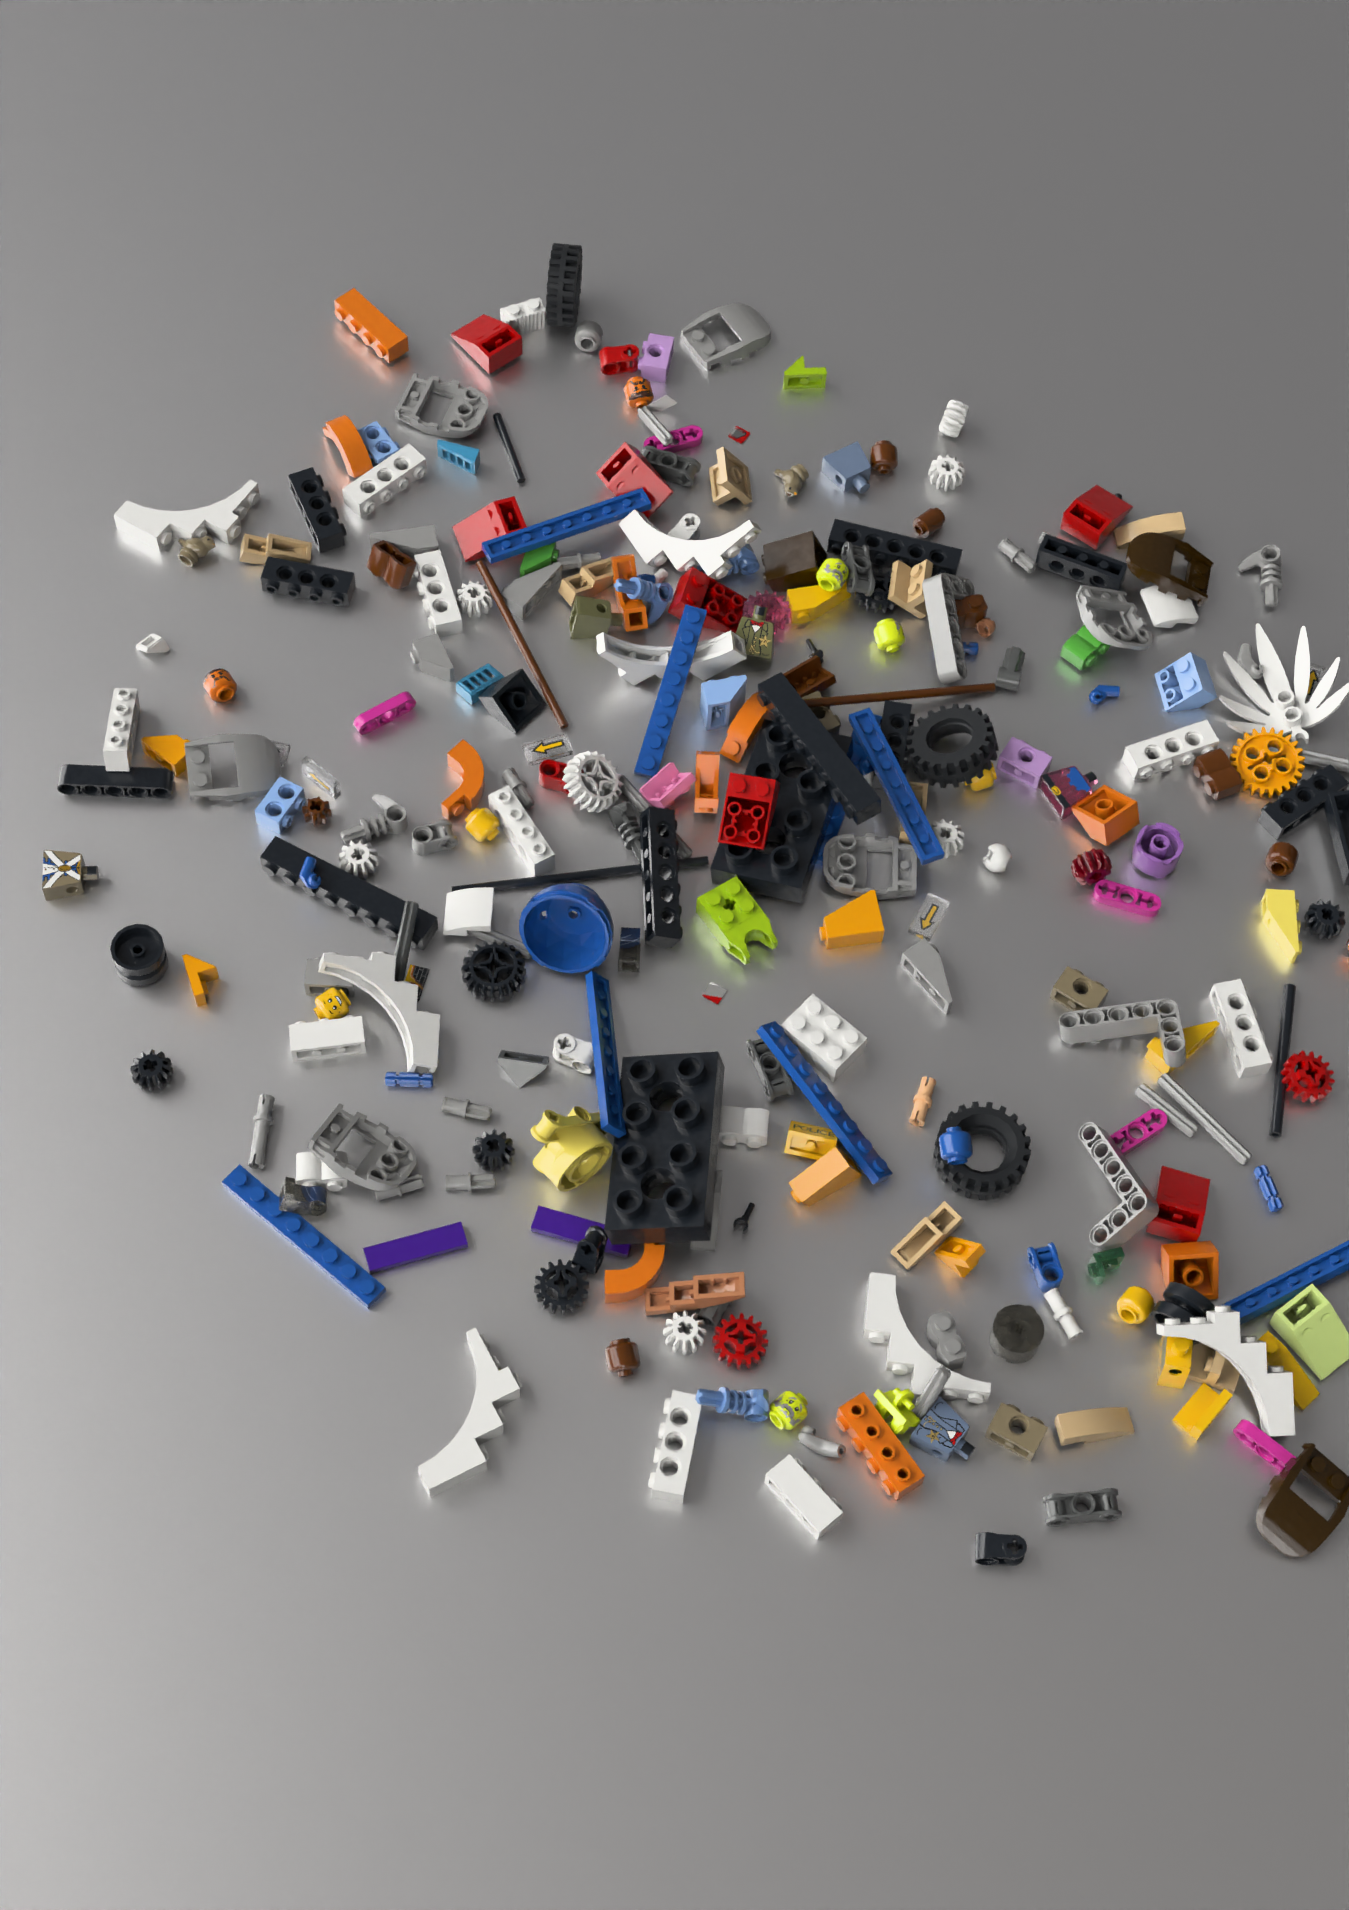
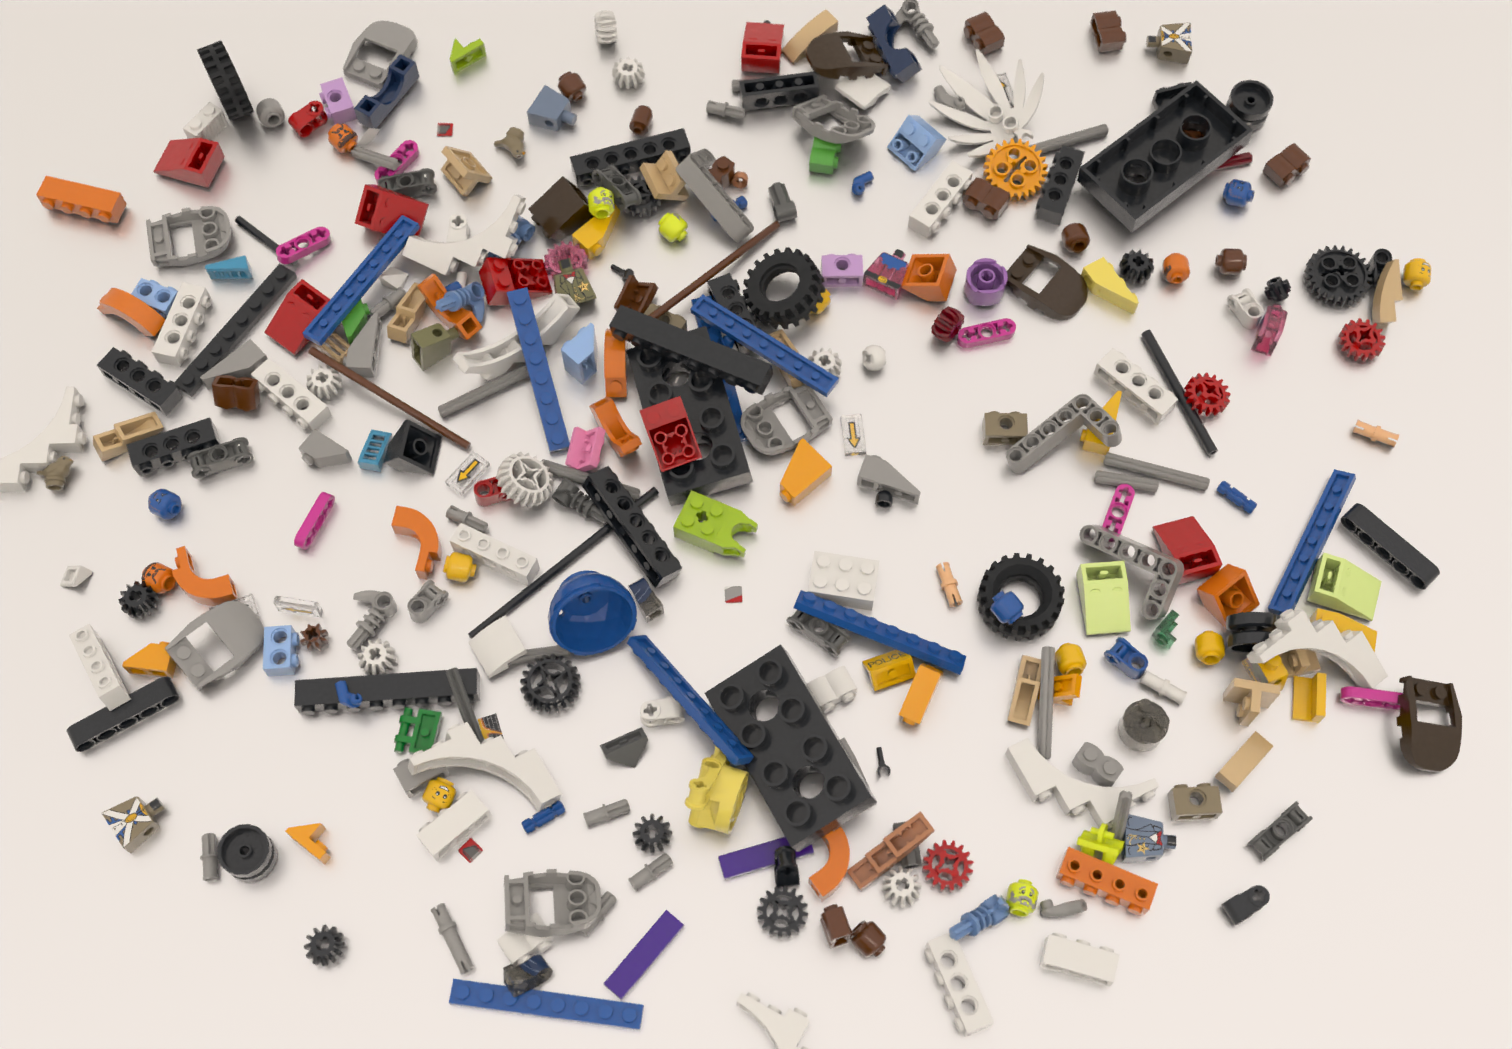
camera: 30 degrees left, 5 degrees up
(103, 947) = (209, 857): none -> light grey axle
(191, 694) = (132, 594): none -> black gear
(248, 715) = (204, 591): none -> orange arch
(265, 625) = (163, 504): none -> blue head
(327, 1070) = (470, 850): none -> sticker
(329, 610) = (231, 459): none -> dark grey piece
(360, 943) = (425, 730): none -> green plate
(432, 509) = (236, 328): none -> black plate
(505, 572) = (328, 351): none -> tan tile
(530, 474) = (297, 252): none -> dark pink beam
(599, 542) = (393, 278): none -> white slope
(599, 1325) = (836, 926): none -> reddish brown brick
(608, 686) = (483, 391): none -> light grey axle
(727, 366) = (400, 78): none -> dark blue arch
(915, 990) = (884, 499): none -> black hinge
(936, 1256) = (1046, 701): none -> light grey axle
(990, 1233) = (1070, 659): none -> yellow head
(1063, 1199) = (1104, 597): none -> yellowish green slope
(1140, 1368) = (1250, 696): none -> tan bracket
(1226, 905) = (1060, 297): none -> dark brown slope
(1230, 559) = (884, 26): none -> dark blue arch
(1331, 618) = (984, 33): none -> reddish brown brick

